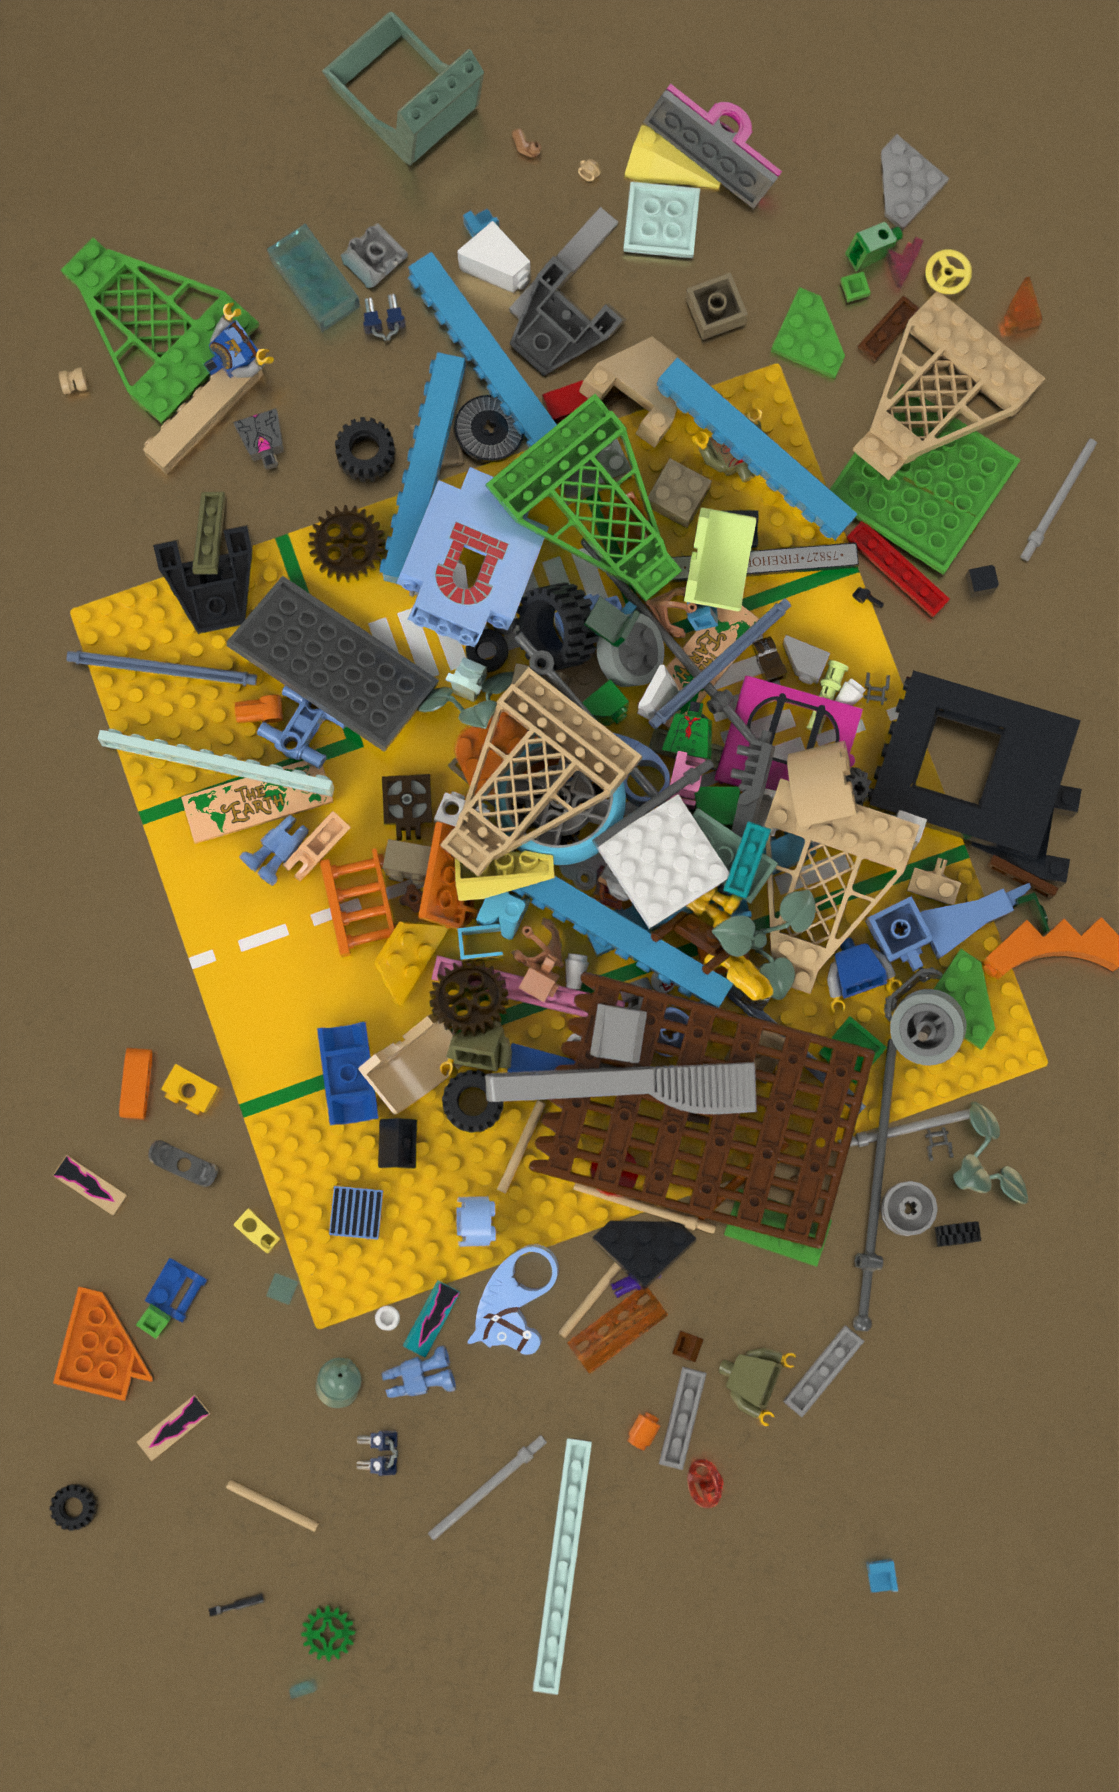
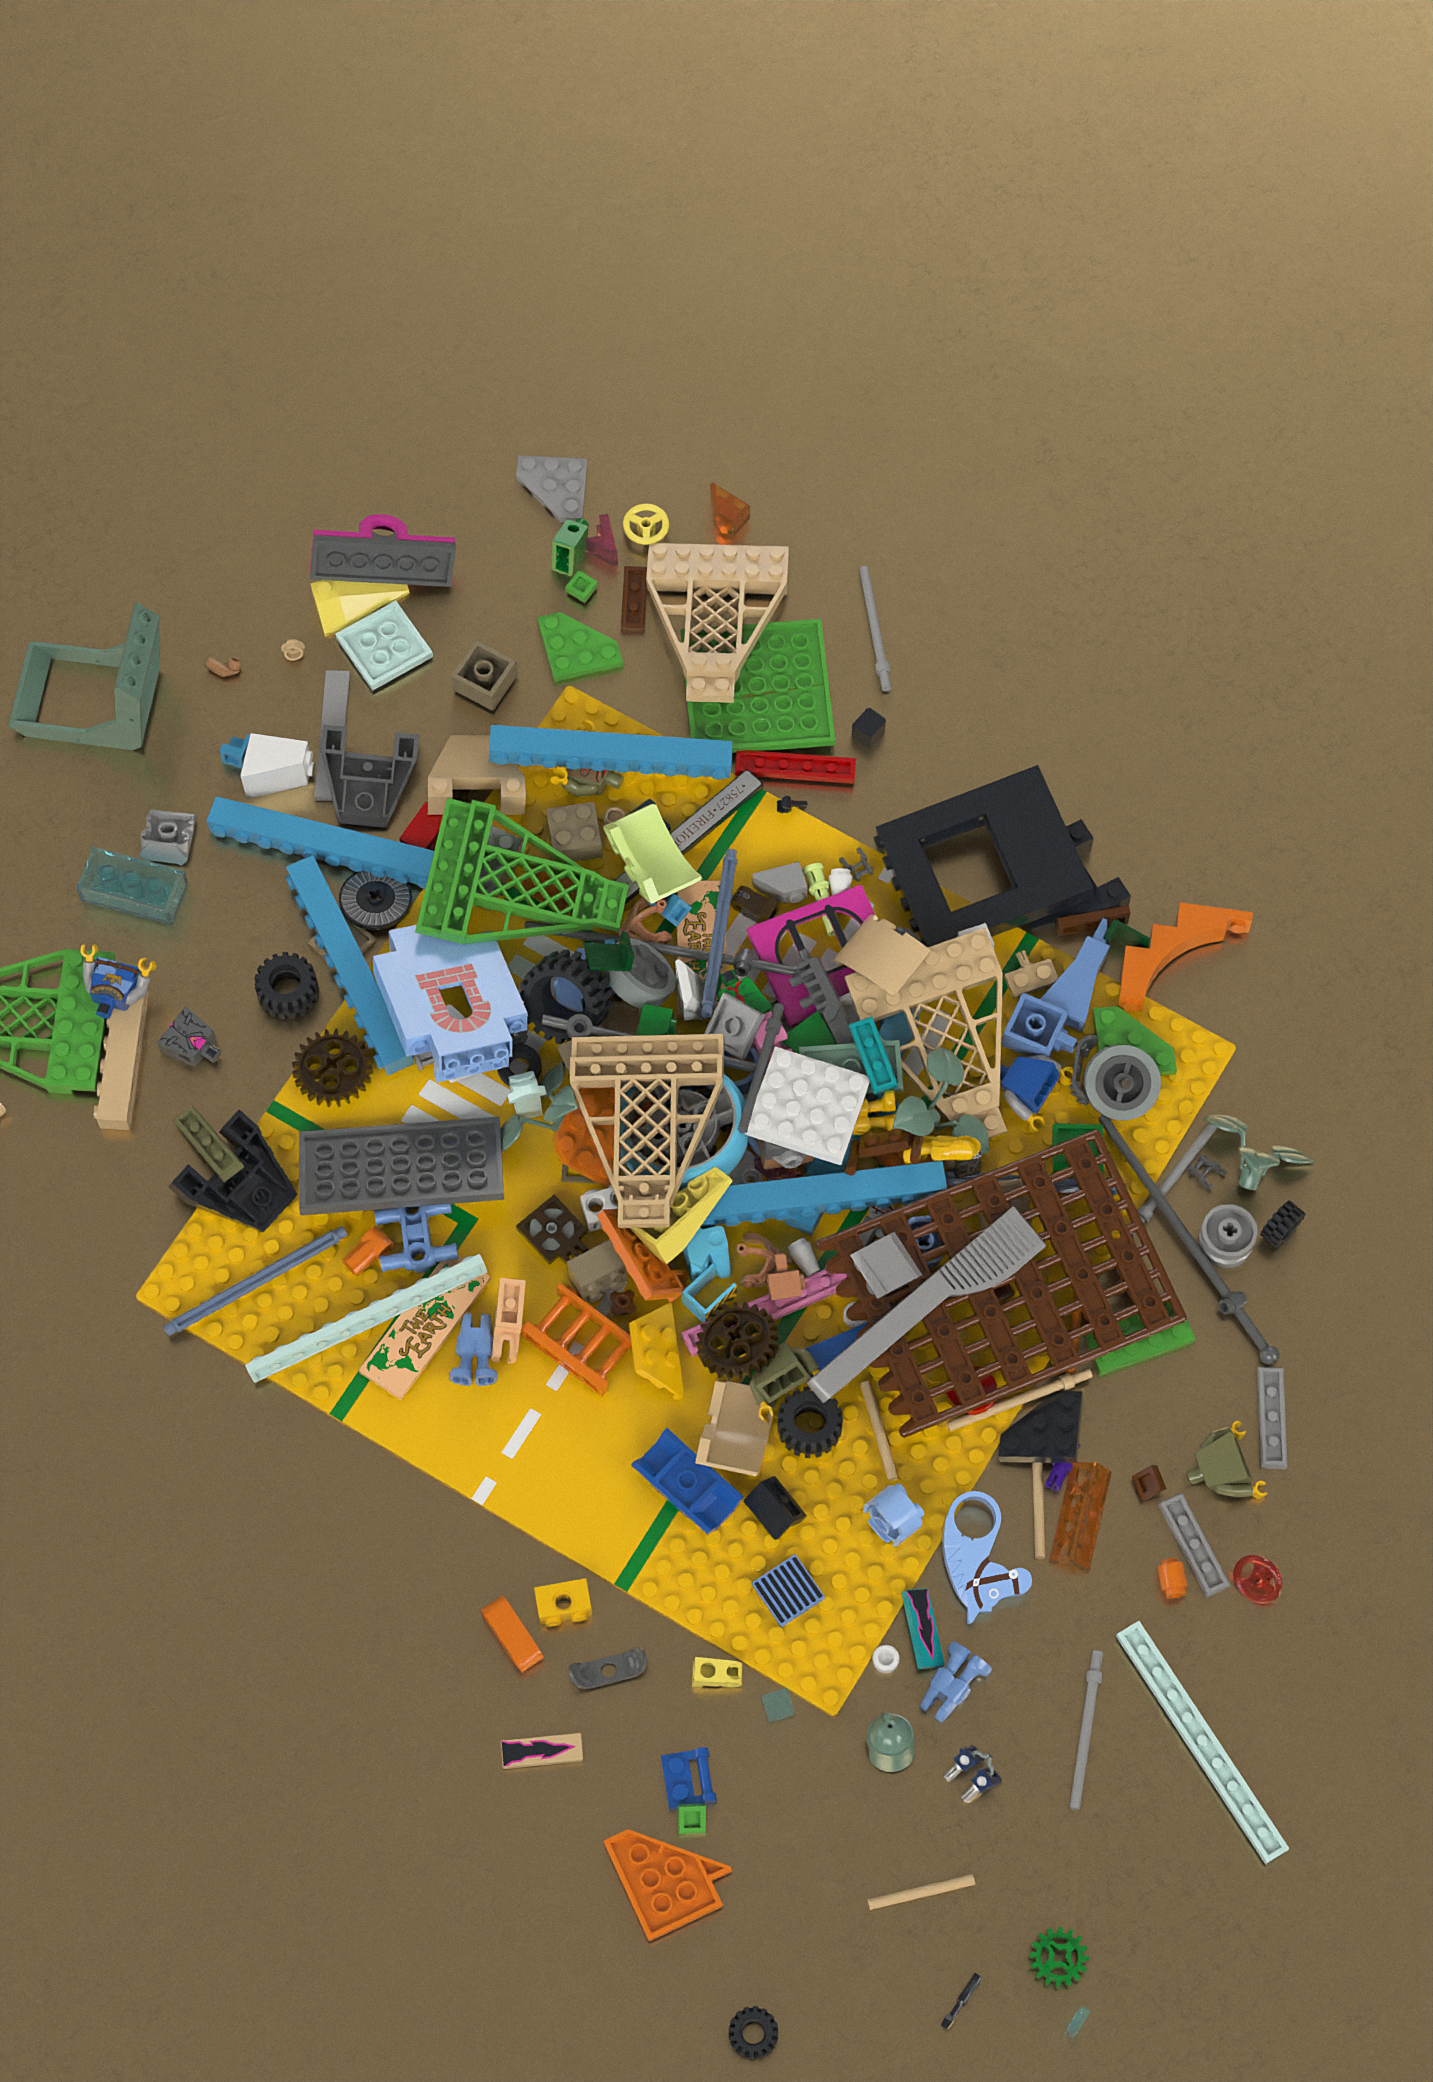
camera: 40 degrees left, 15 degrees down
(173, 1427) = (782, 1895): tile -> none
(374, 324) = (210, 885): dark blue piece -> none
(664, 750) = (737, 1023): none -> light grey tile
(721, 502) = (612, 815): none -> tan plate

